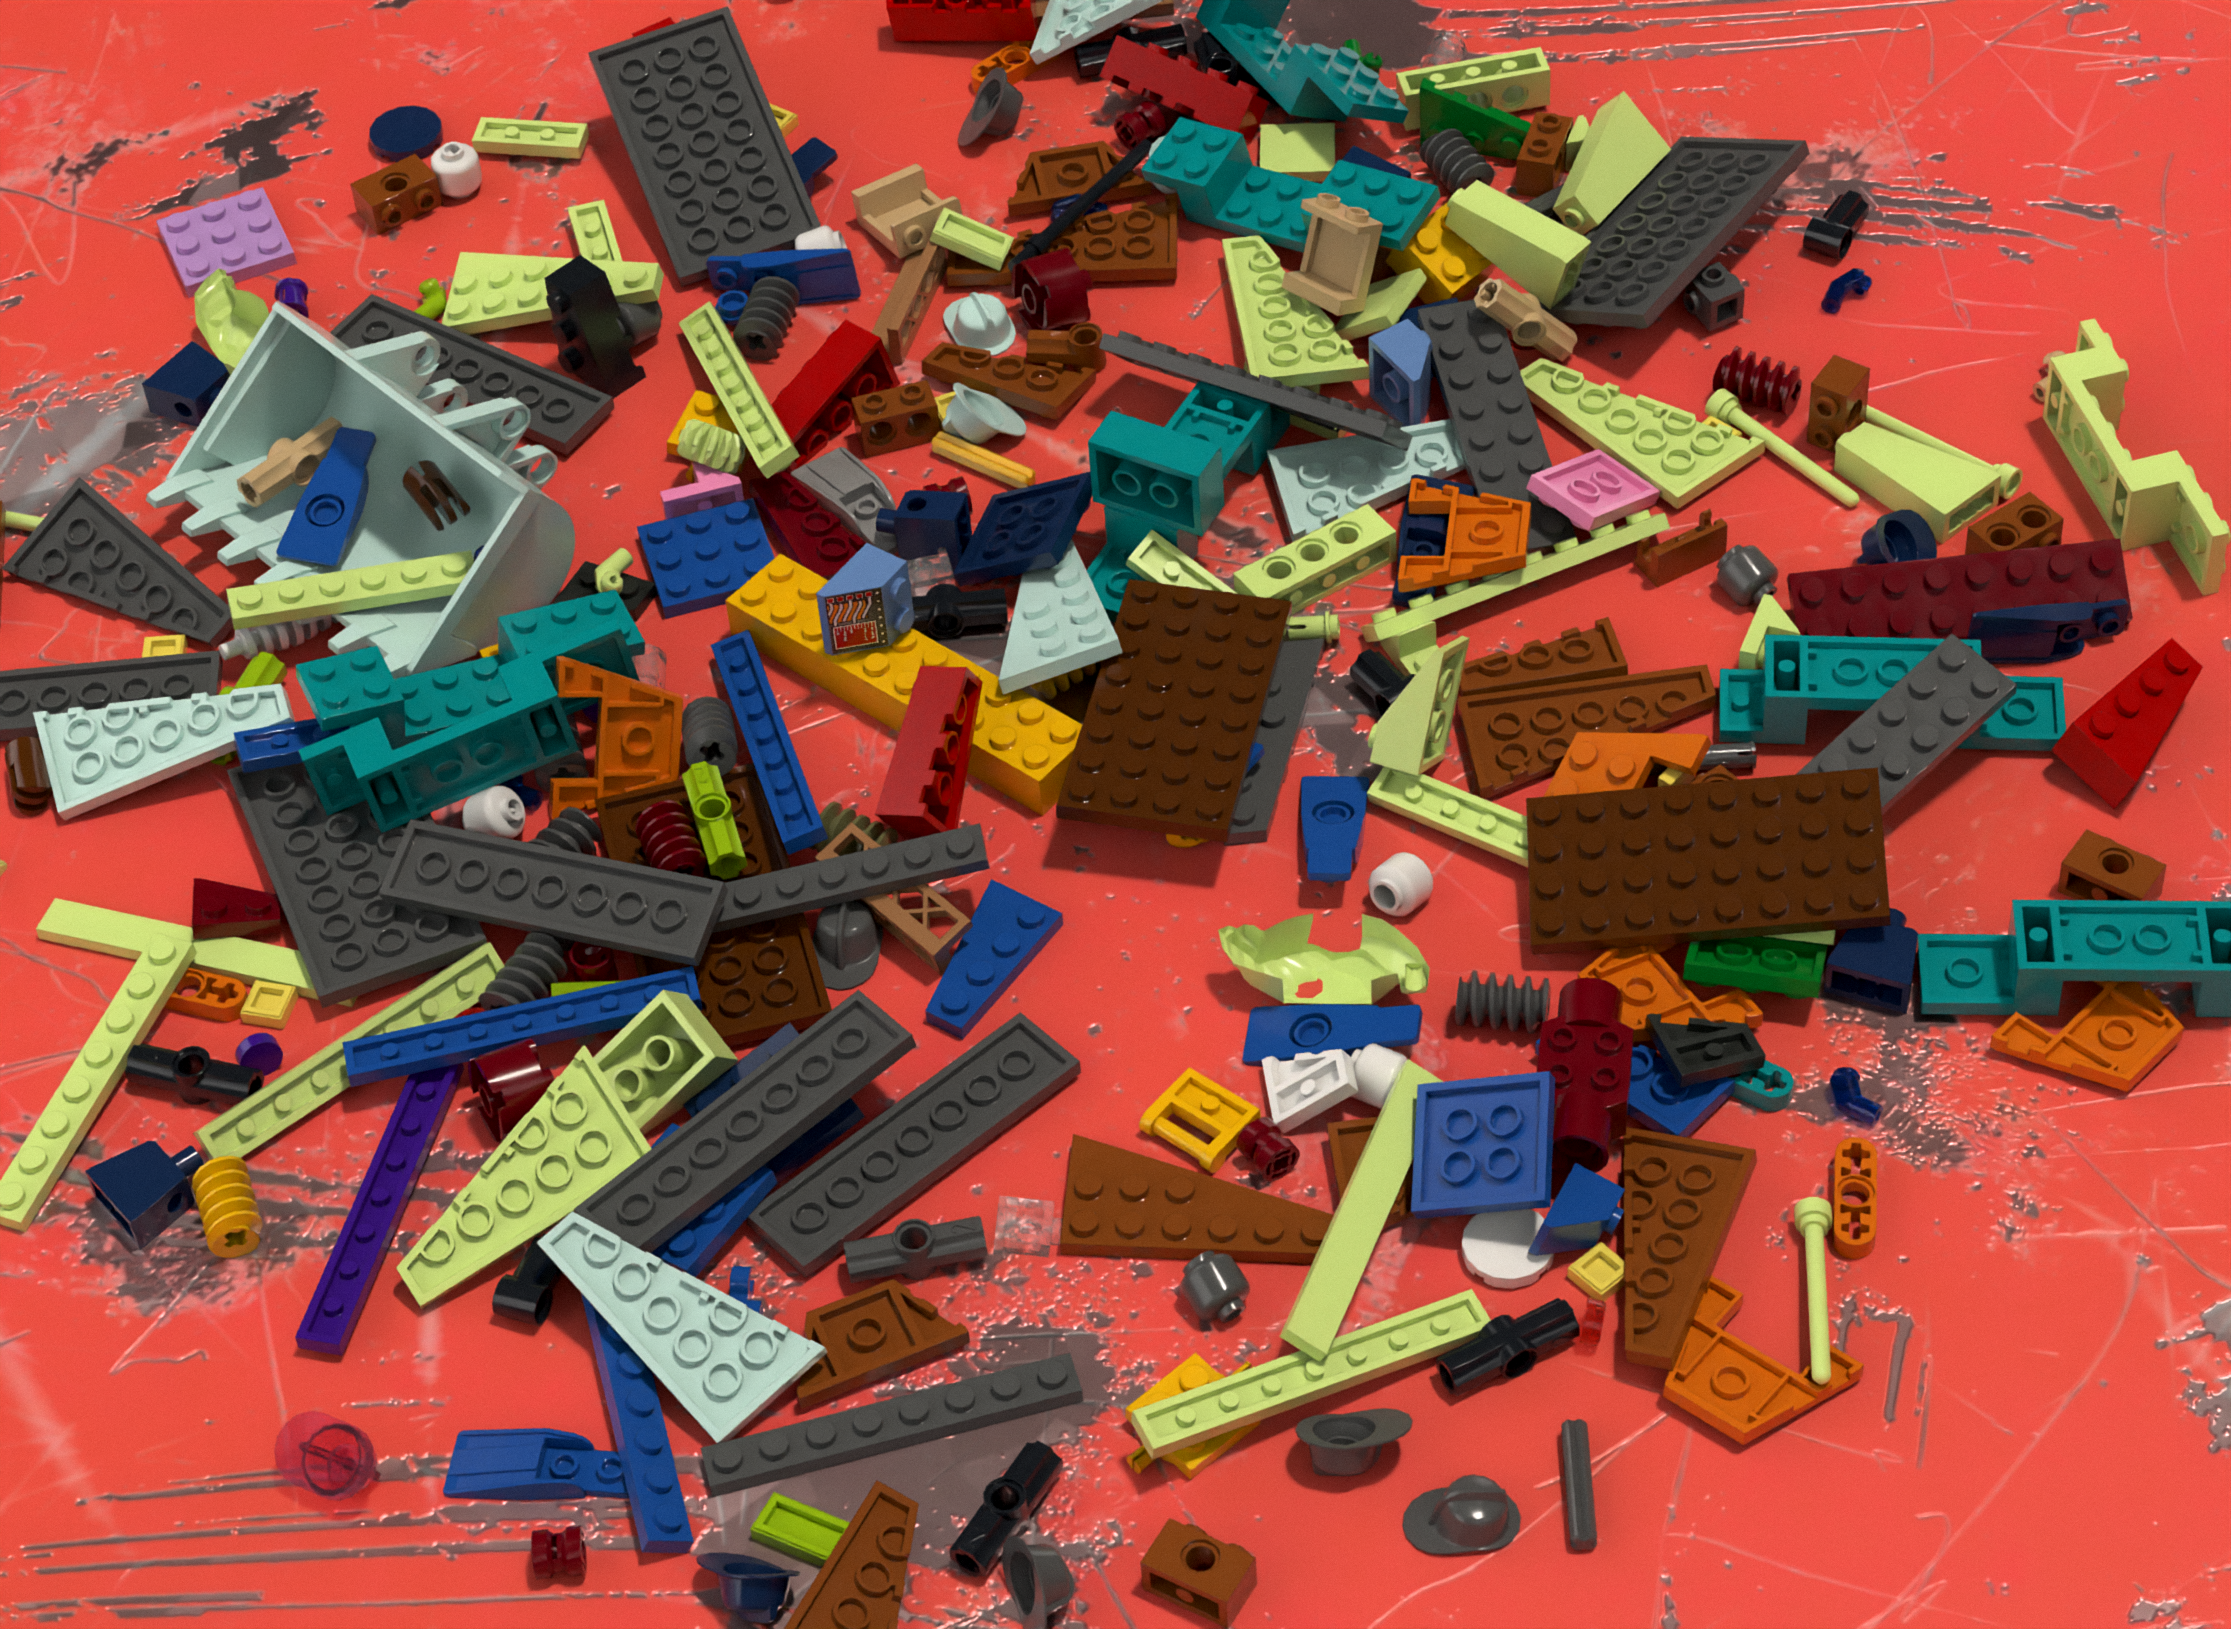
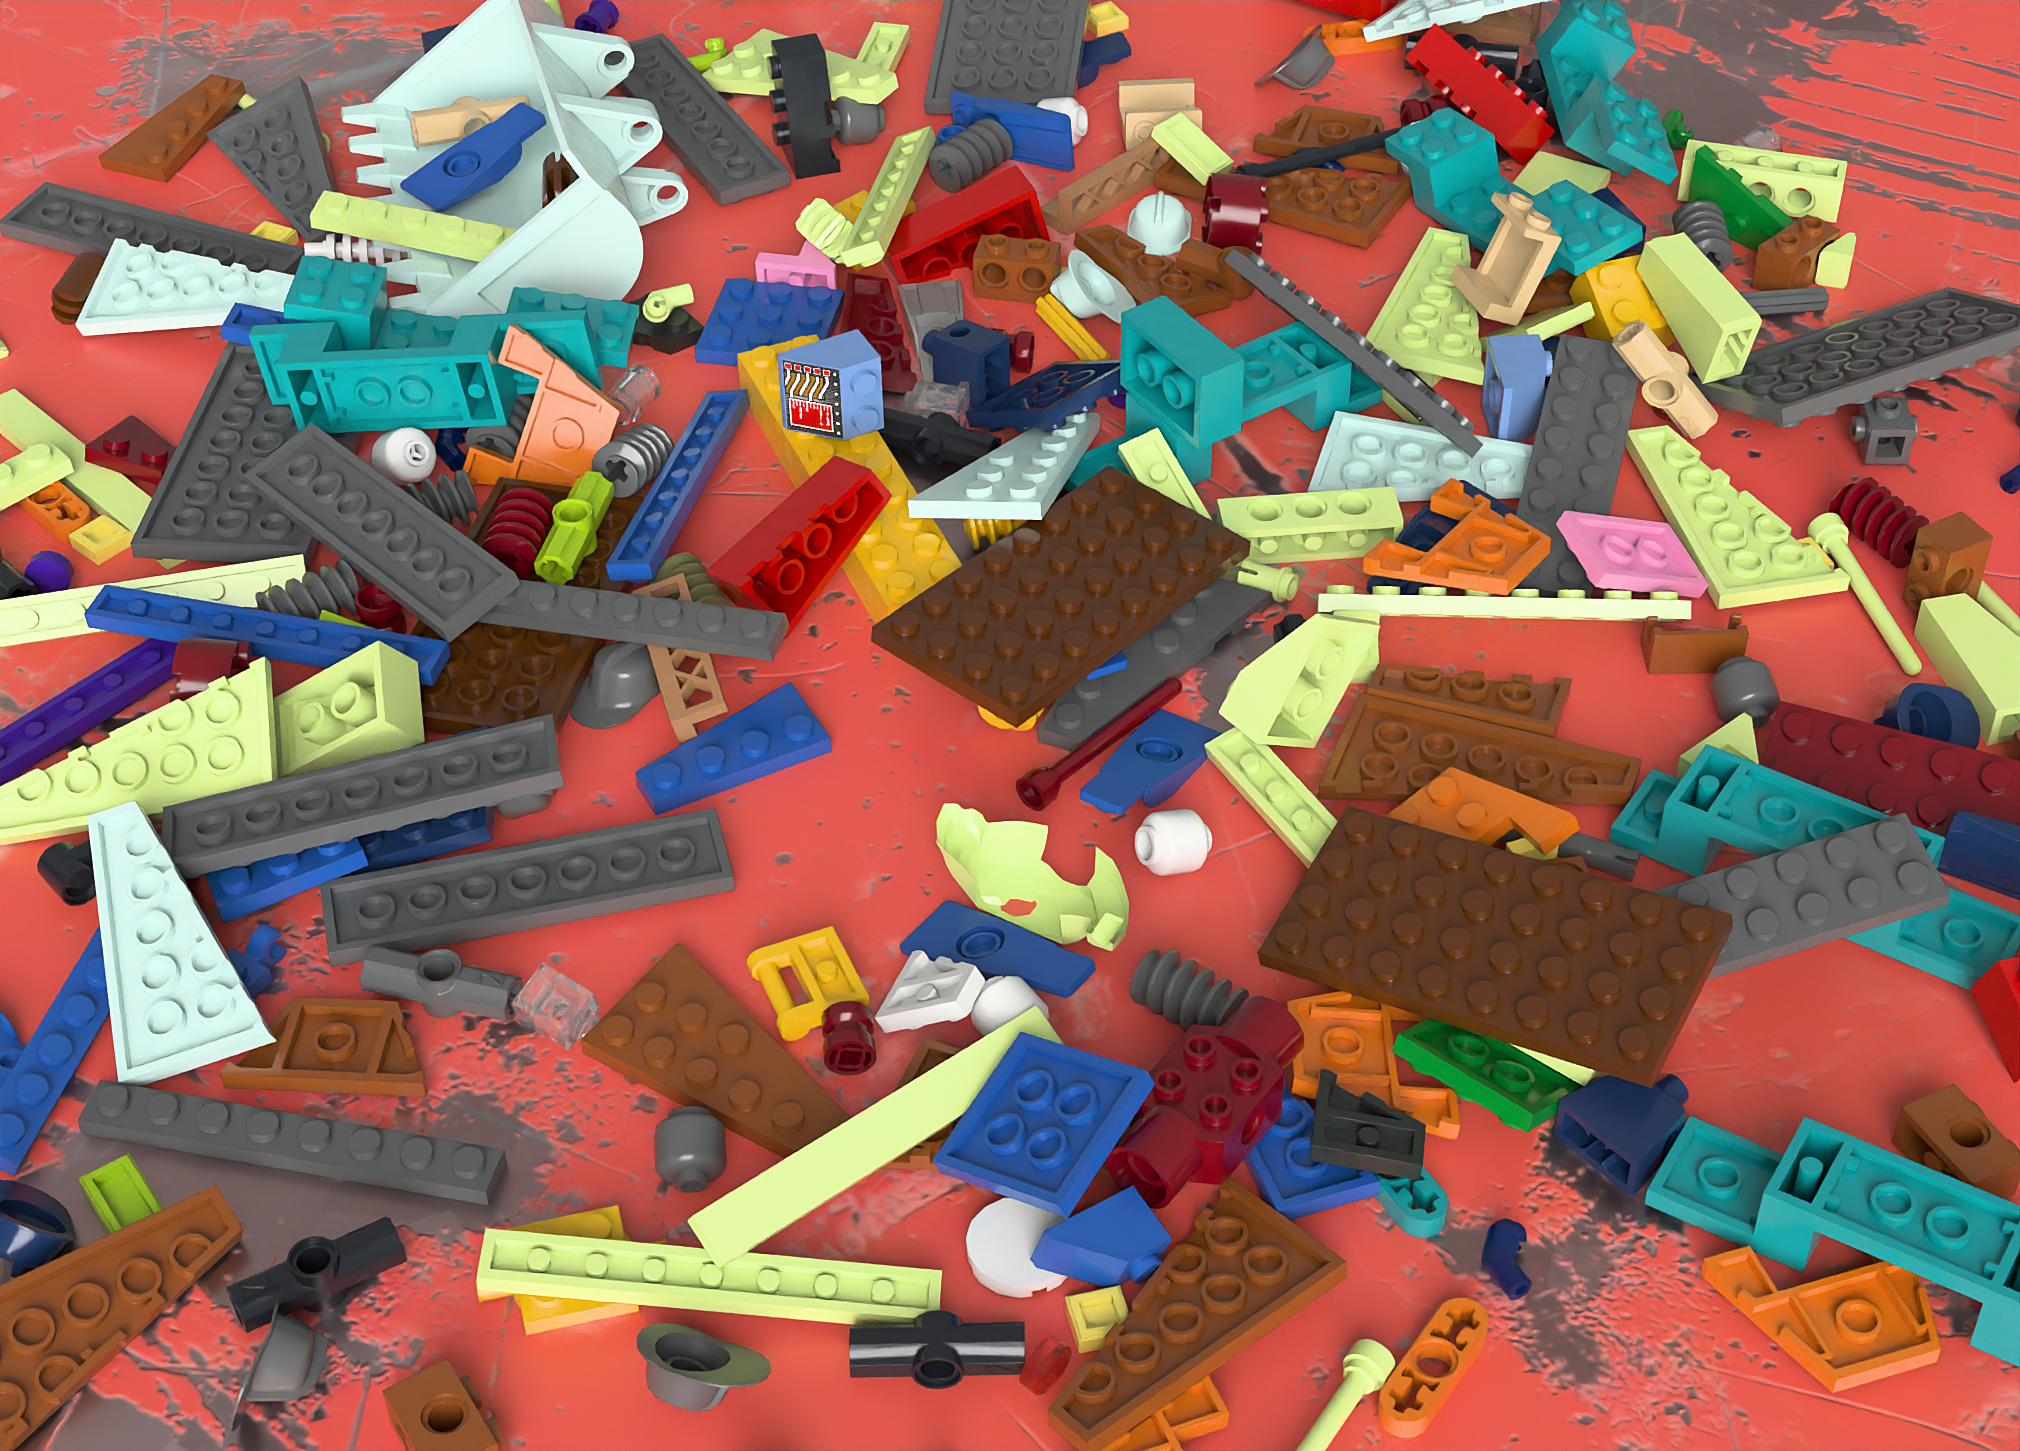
camera: 25 degrees right, 5 degrees down
(1262, 881) = (1041, 786): none -> dark red piece
(1609, 165) = (1858, 280): yellowish green slope -> none

